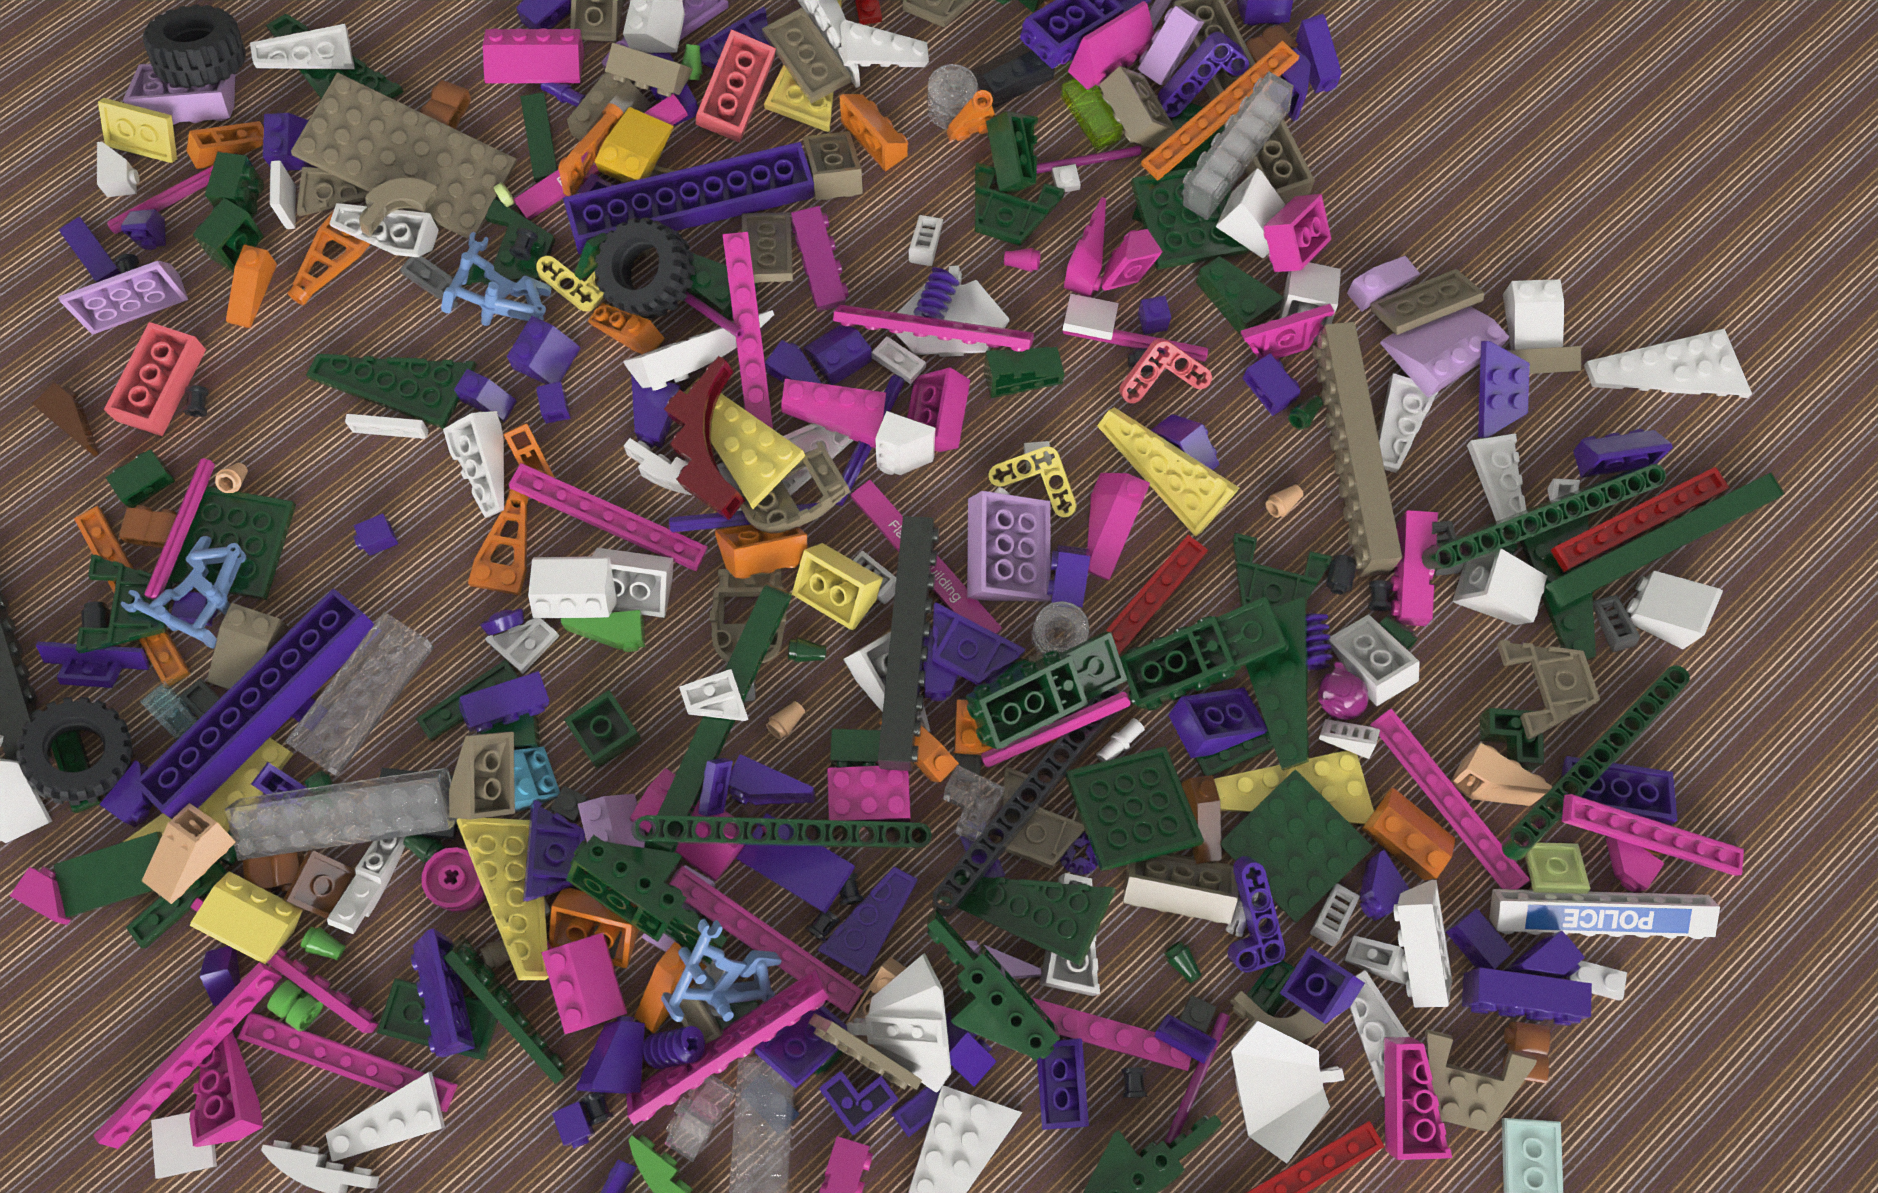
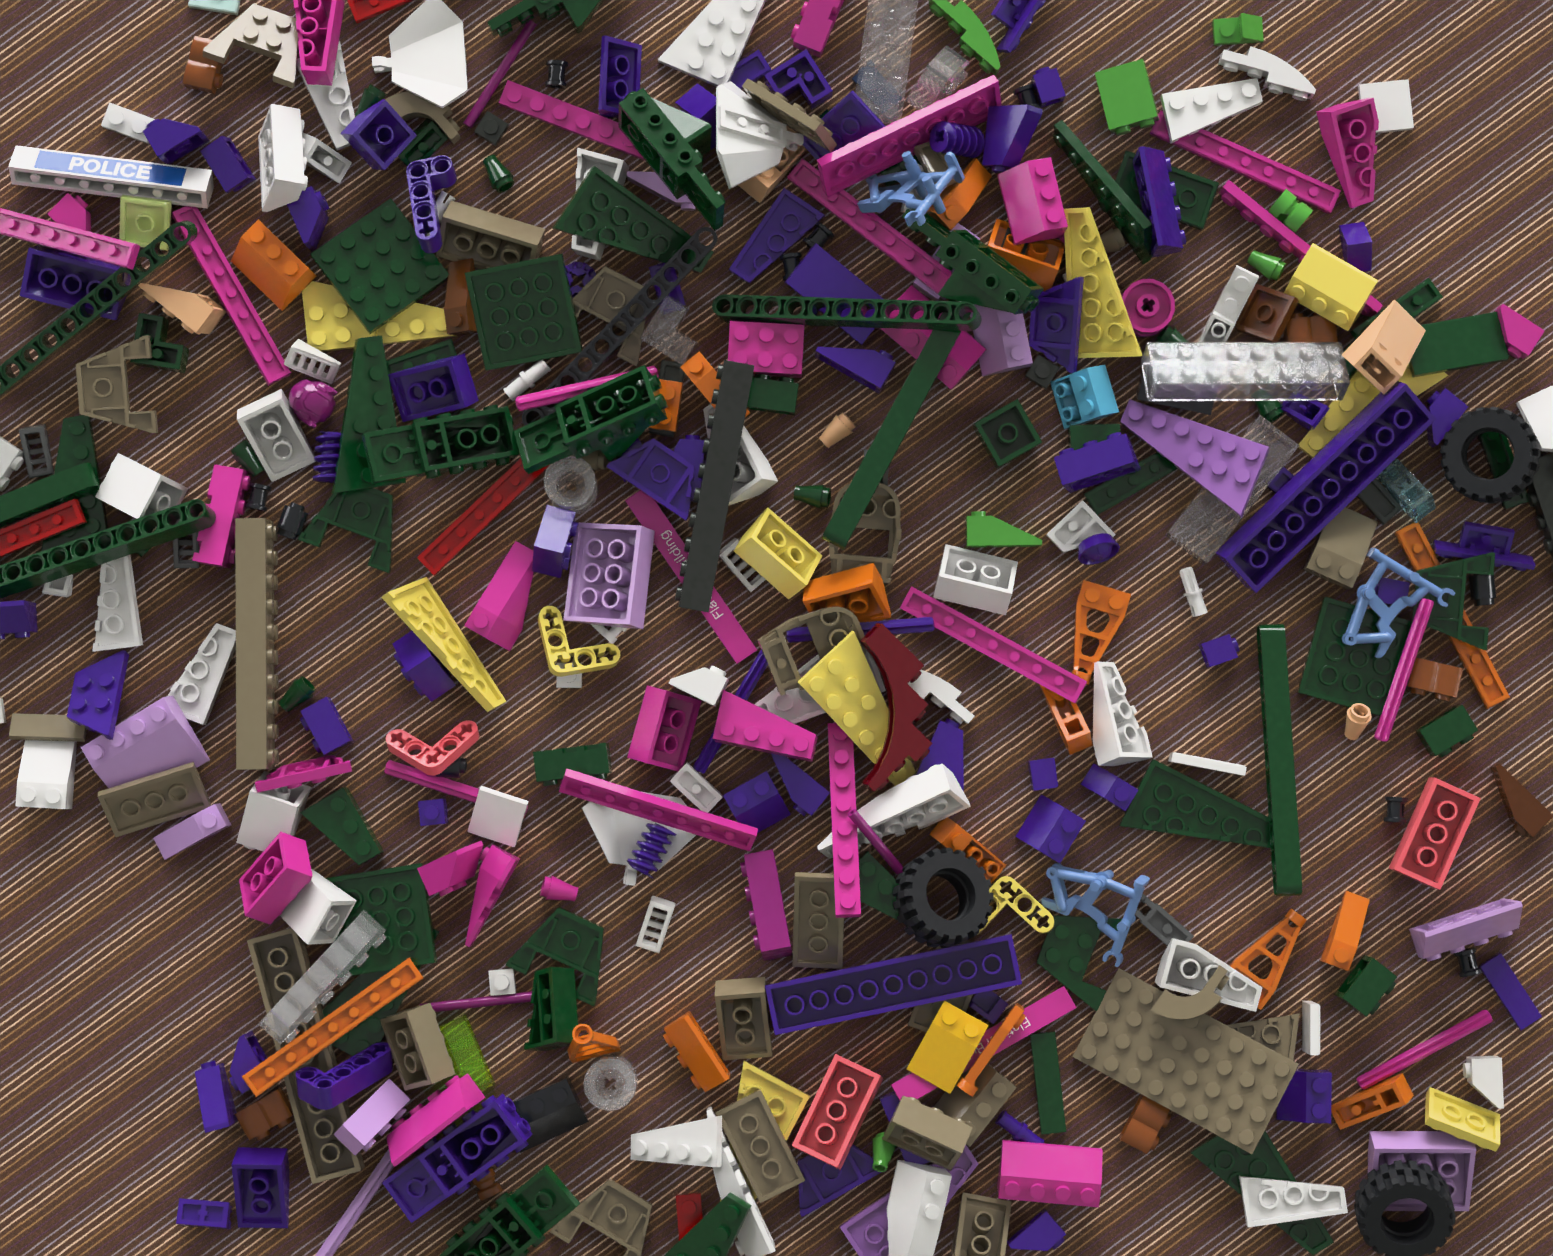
camera: 165 degrees left, 15 degrees up
(145, 228) = (1451, 1004): dark purple slope -> none
(187, 1056) = (1375, 180): dark pink plate -> none
(235, 180) = (1360, 1041): dark green brick -> none
(312, 436) = (1279, 760): none -> dark green beam
(379, 719) = (1210, 457): none -> medium lavender wing
(402, 590) = (1193, 592): none -> white axle
(481, 1120) = (1127, 97): none -> bright green brick
(484, 777) = (1114, 383): dark tan slope -> none
(504, 194) = (1085, 1013): yellowish green tile -> none
(523, 244) = (1066, 947): black bush -> none
(571, 587) = (1030, 571): white slope -> none
(586, 263) = (996, 922): dark green tile -> none
(714, 697) = (898, 436): white wing -> none
(715, 787) = (904, 356): dark purple plate -> none
(1185, 1038) = (505, 105): dark purple tile -> none
(1283, 501) = (334, 602): light nougat cone -> none
(1328, 930) = (360, 208): white slope -> none
(1336, 1031) = (370, 97): none -> dark green cone
(1526, 995) = (205, 110): dark purple brick -> none

